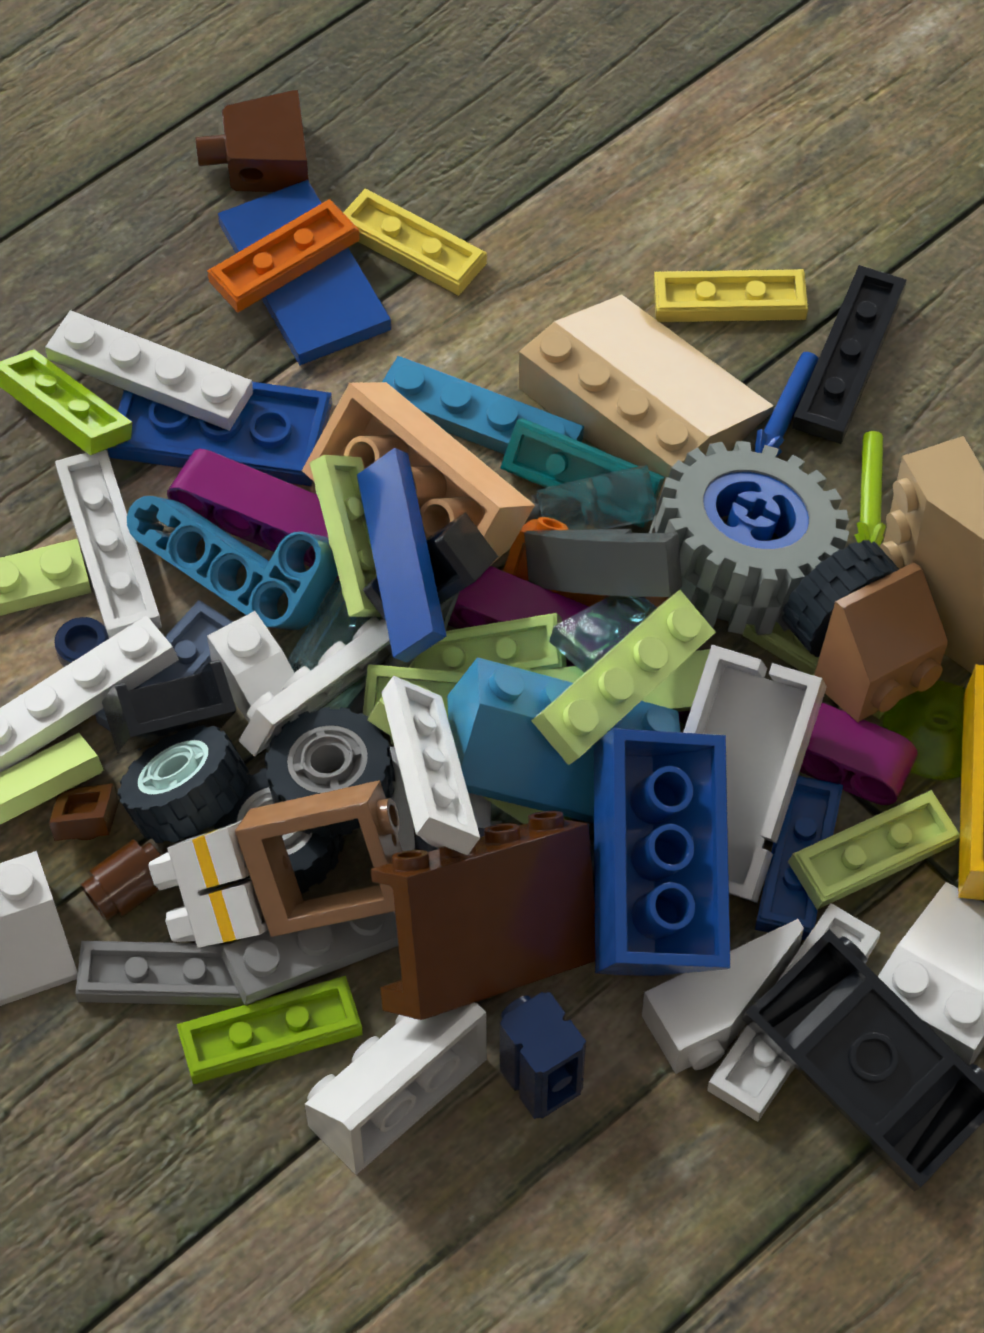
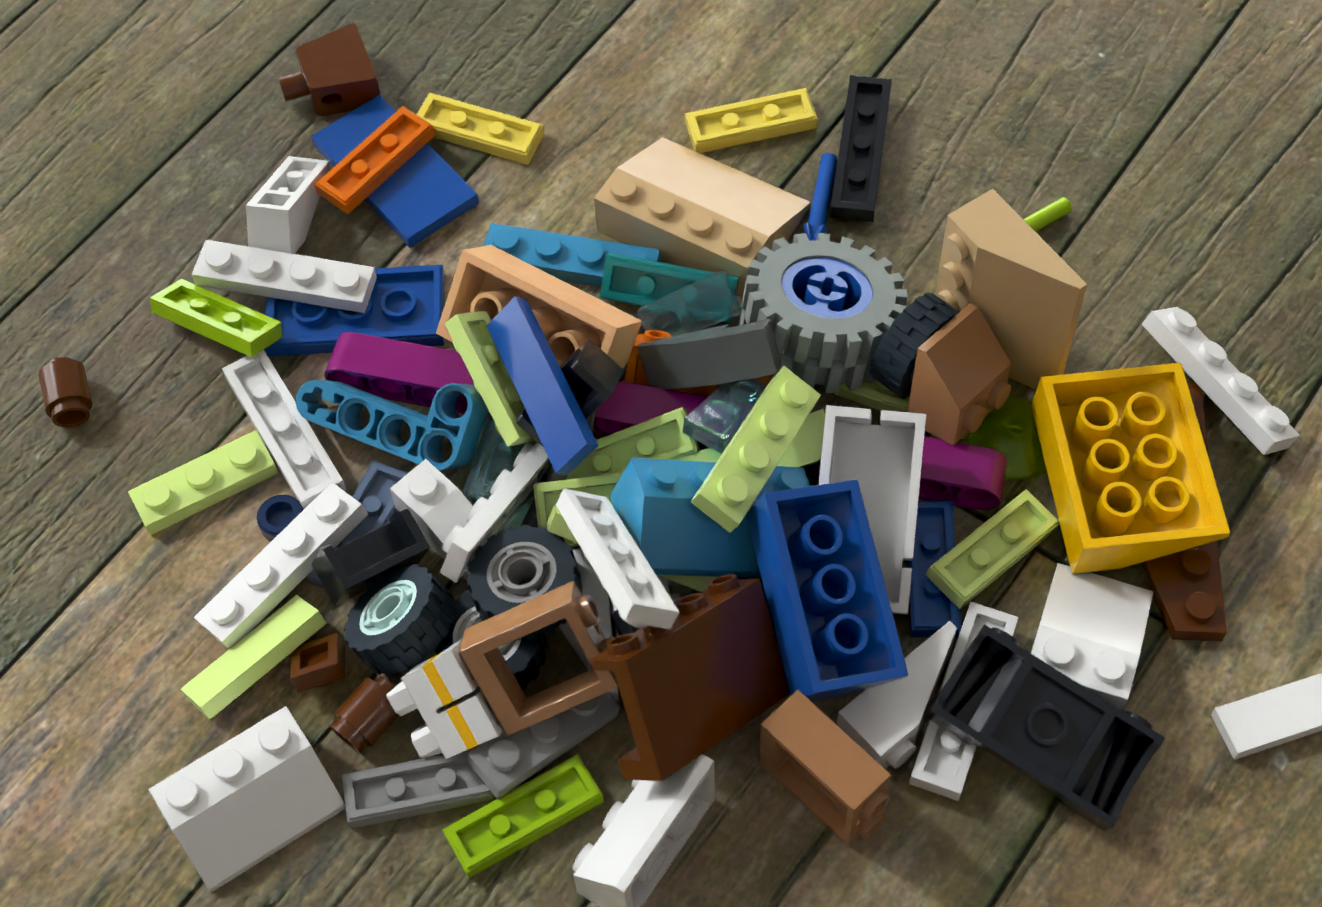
camera: 10 degrees left, 0 degrees up
(169, 288) = (285, 205): none -> white slope
(541, 1053) = (765, 784): dark blue brick -> none
(624, 1062) = (824, 769): none -> medium nougat window
(870, 523) = (914, 279): lime piece -> none

